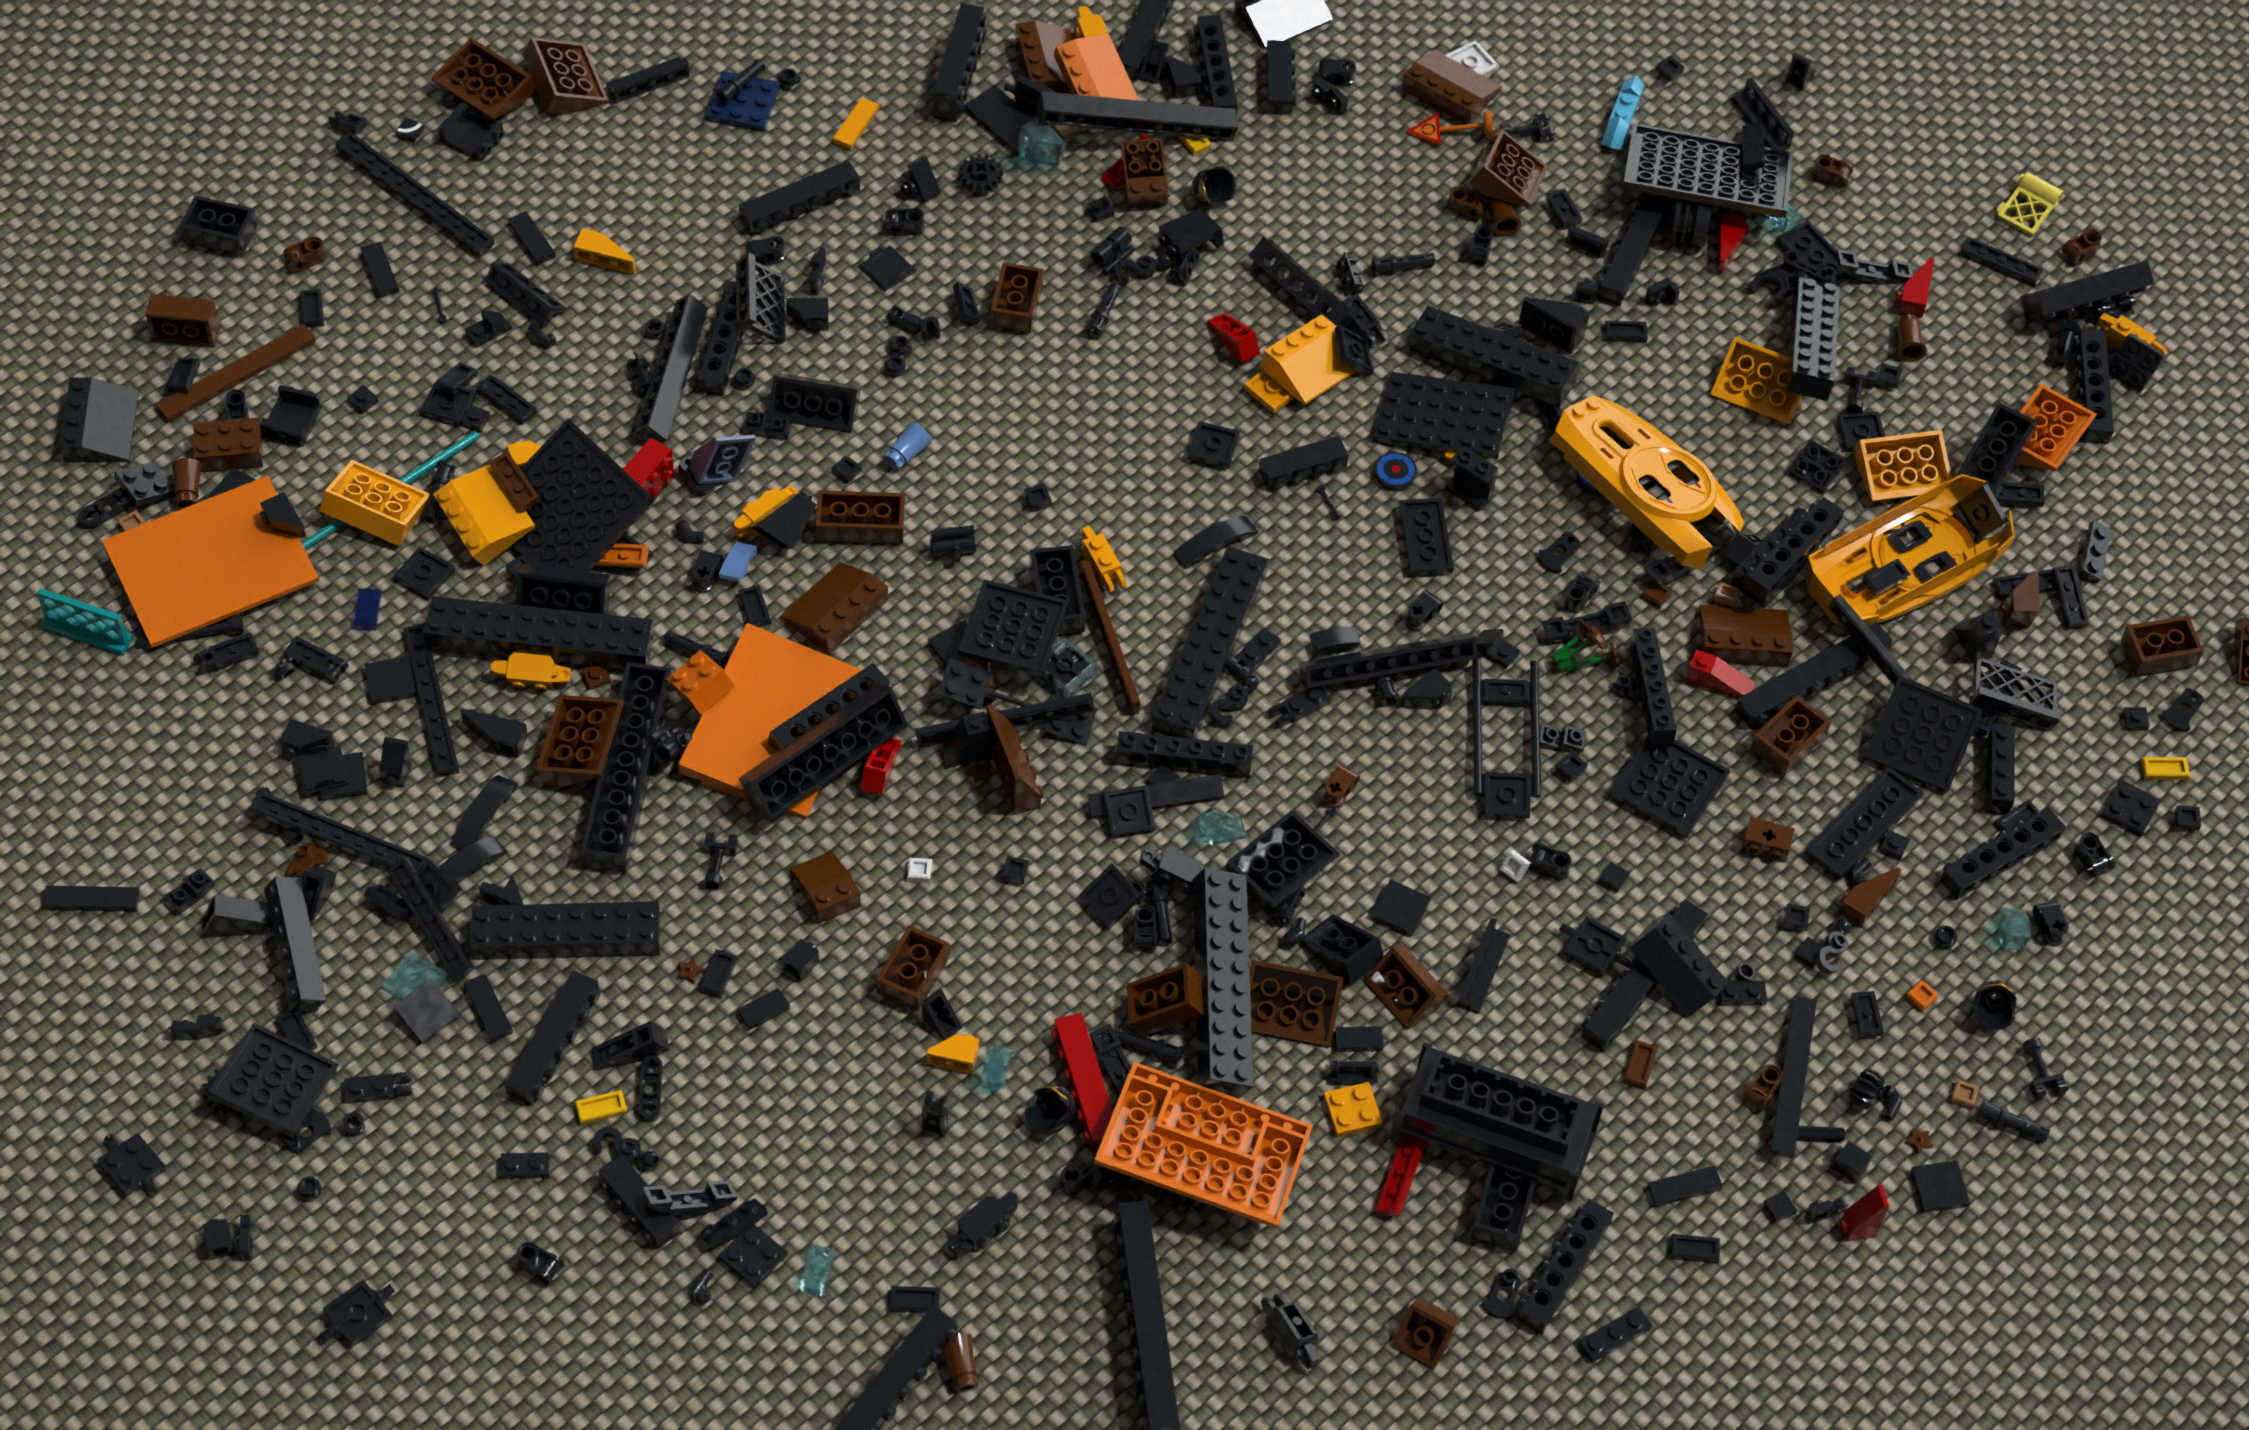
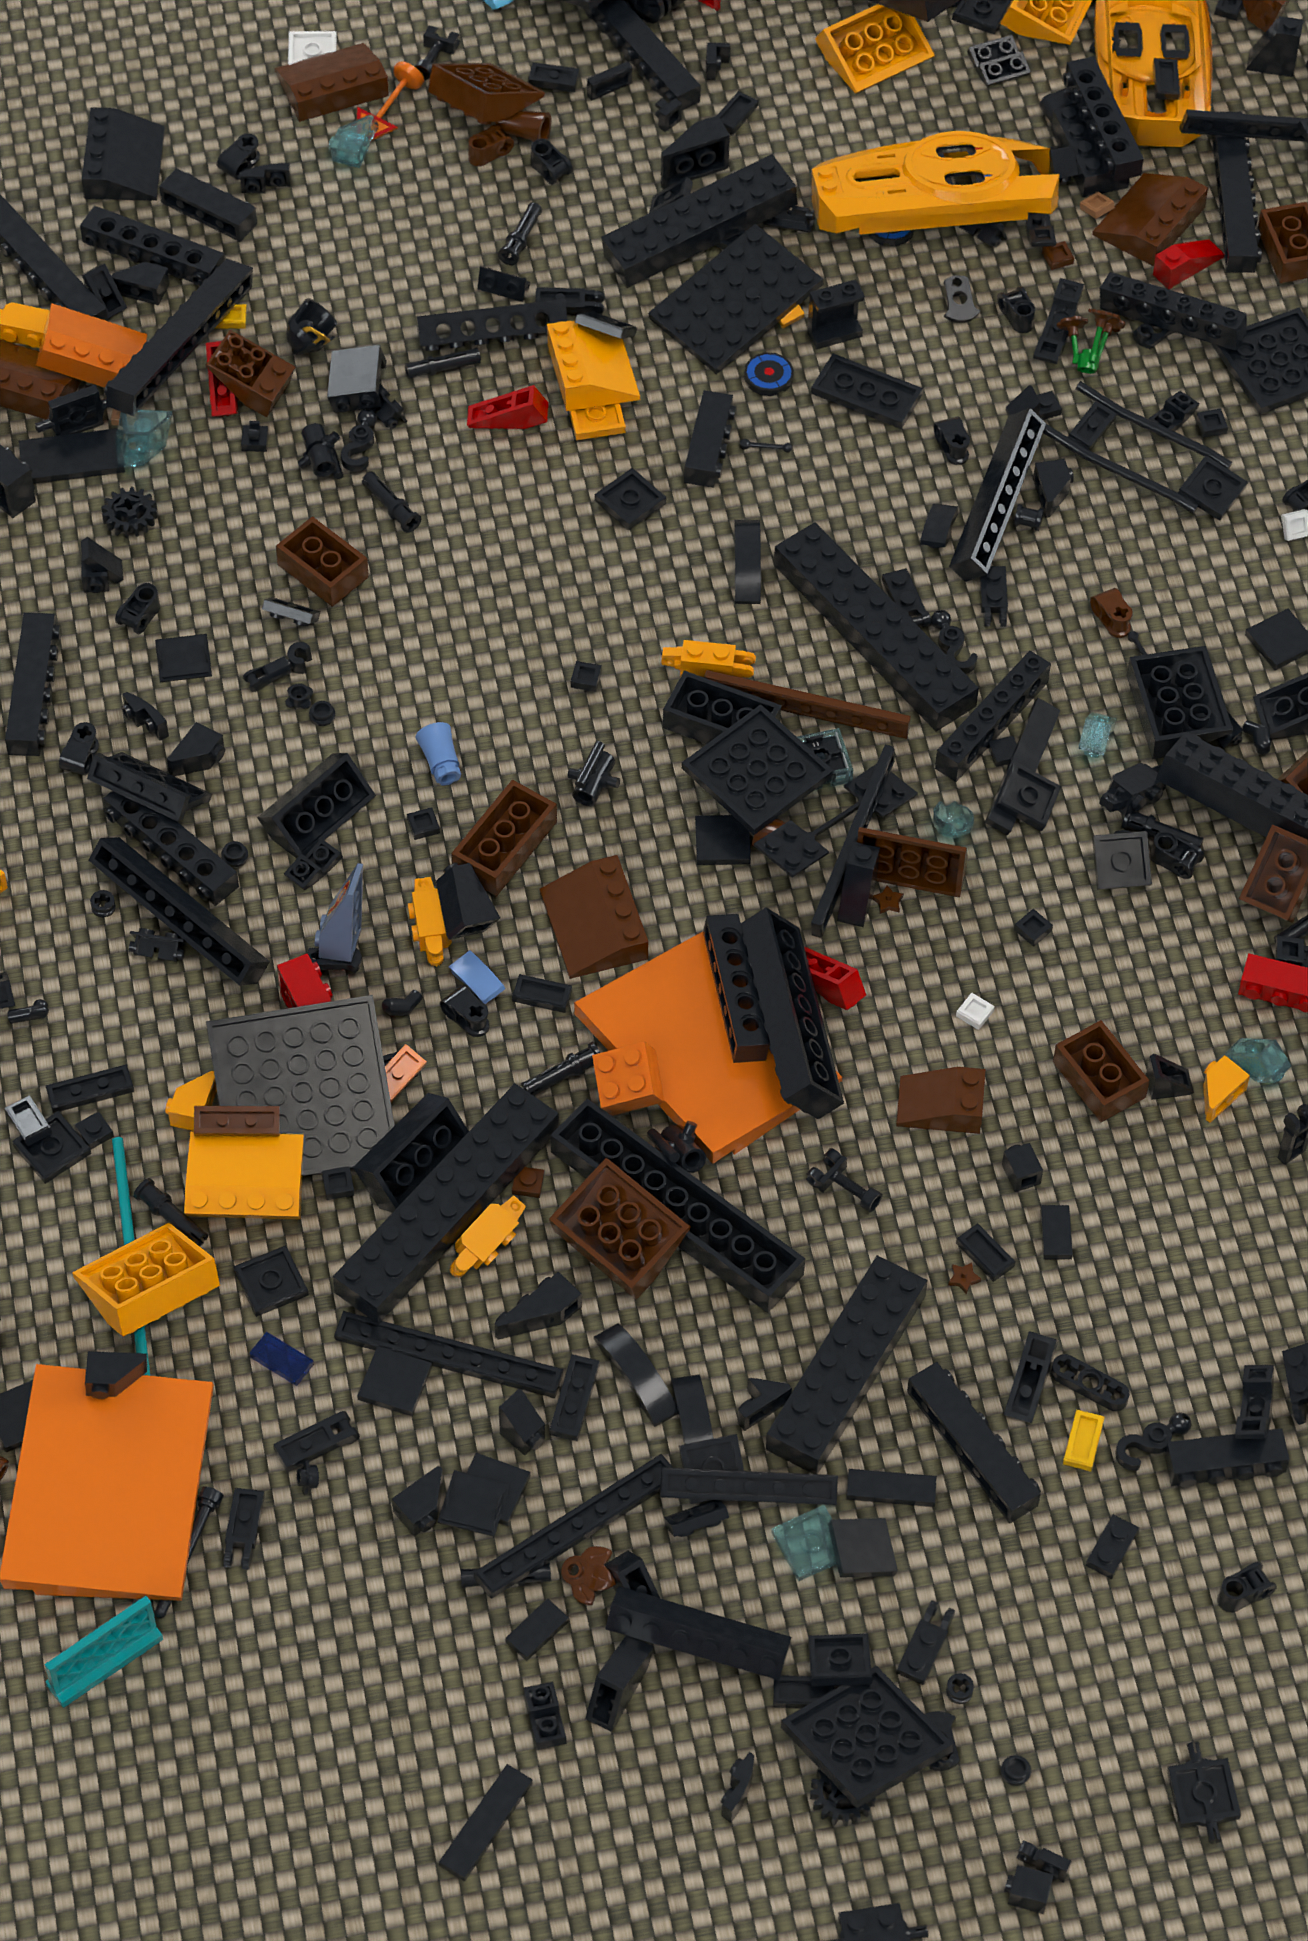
camera: 55 degrees left, 0 degrees up
(251, 855) = (537, 1629): none -> black tile
(329, 1039) = (839, 1659): none -> black tile
(440, 786) = (574, 1397): none -> black plate
(1072, 773) = (953, 820): none -> clear light blue hair
(1242, 273) = (432, 365): none -> black pin
(1403, 125) = (353, 141): none -> clear light blue slope

